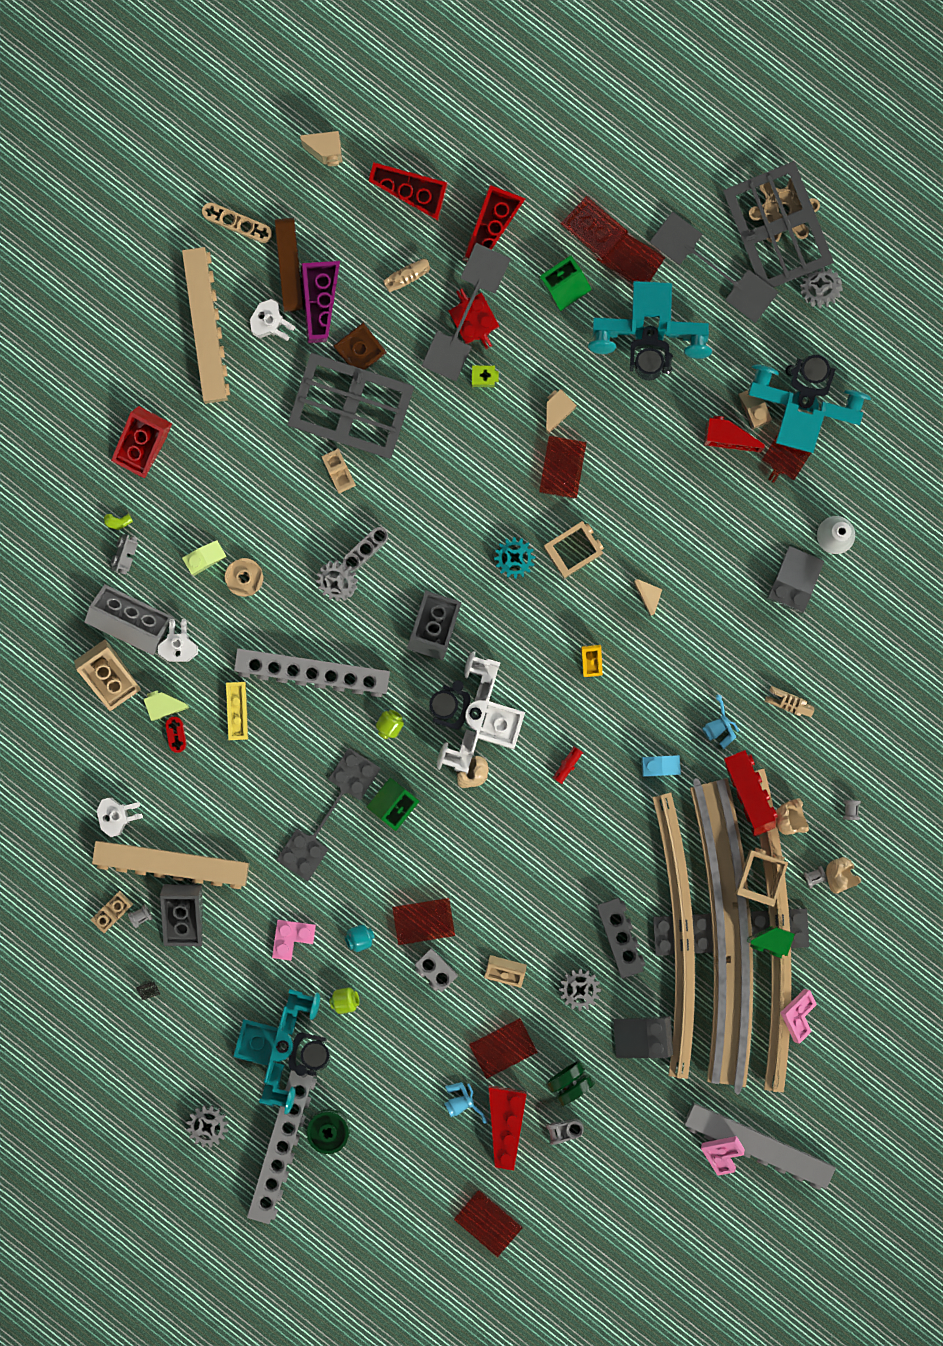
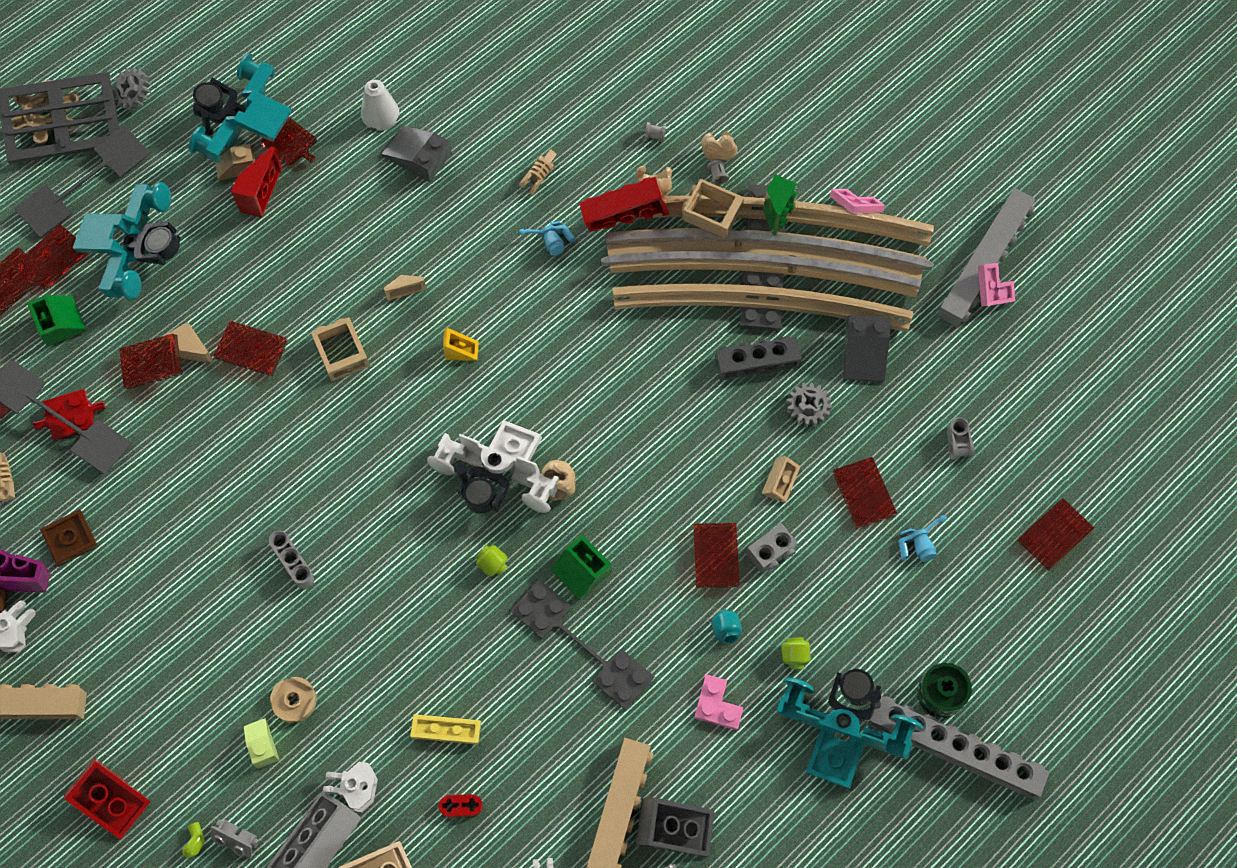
camera: 85 degrees left, 20 degrees down
(163, 705) = (422, 815): yellowish green slope -> none
(212, 1133) = (925, 823): light grey gear -> none
(244, 658) = (397, 714): light grey brick -> none
(337, 580) = (326, 588): light grey gear -> none
(338, 471) = (197, 579): tan slope -> none
(350, 407) = (119, 548): dark grey door -> none
(434, 625) = (392, 499): dark grey slope -> none
(478, 381) = (133, 412): lime brick -> none
(506, 1119) = (950, 497): red wedge -> none
(523, 566) = (329, 414): teal gear -> none
(532, 381) = (150, 361): none -> clear red plate
(567, 765) = (567, 385): red pin -> none
(570, 1083) = (909, 423): dark green wheel -> none
(660, 765) = (582, 299): medium azure slope -> none

